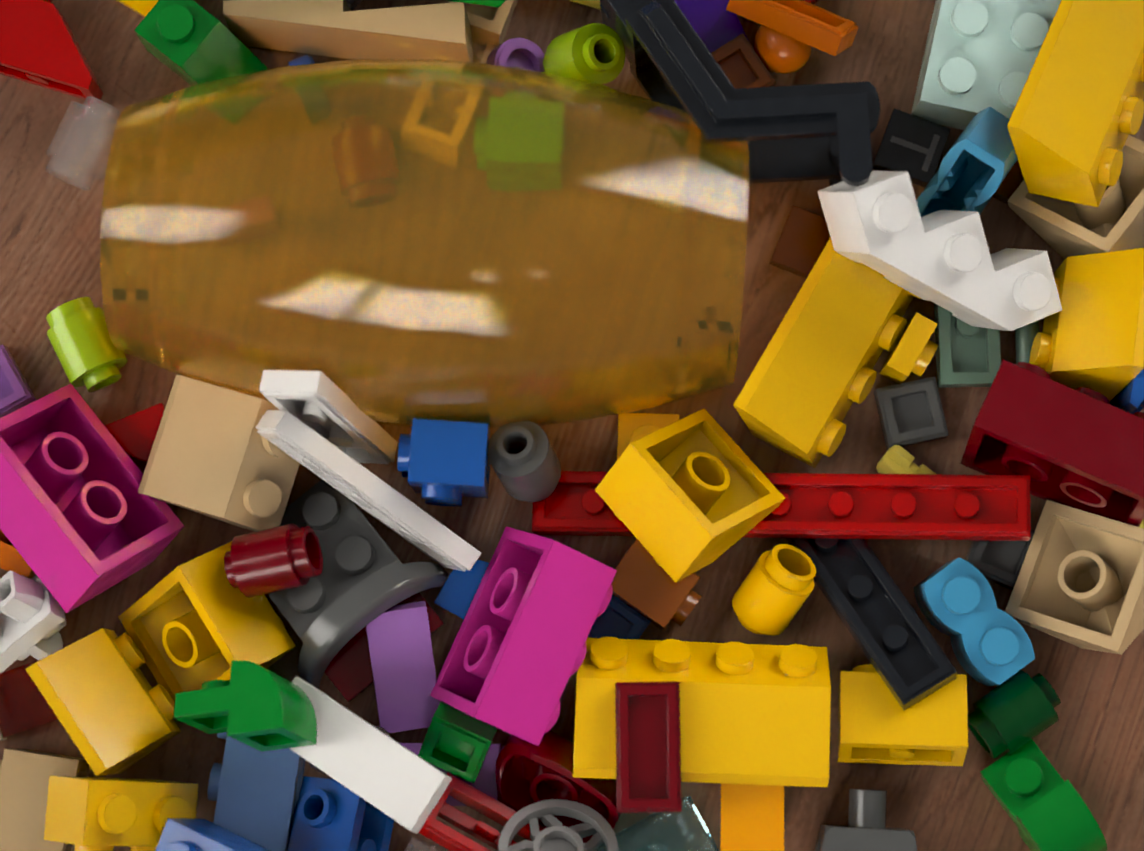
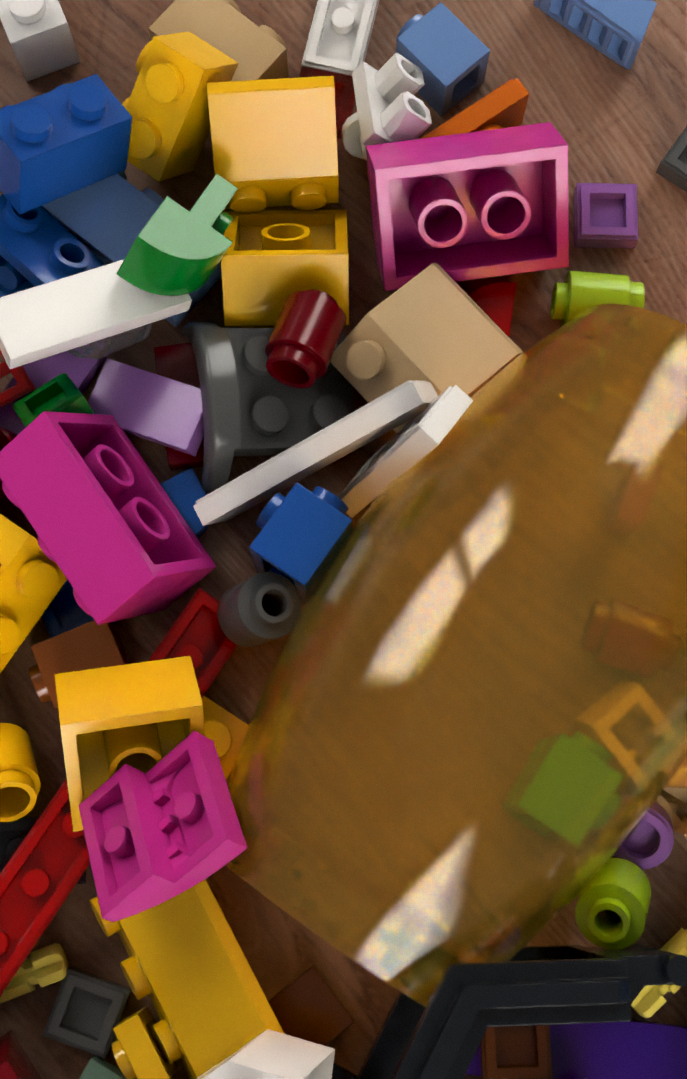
camera: 120 degrees right, 5 degrees down
(740, 417) = (160, 829): none -> dark pink slope

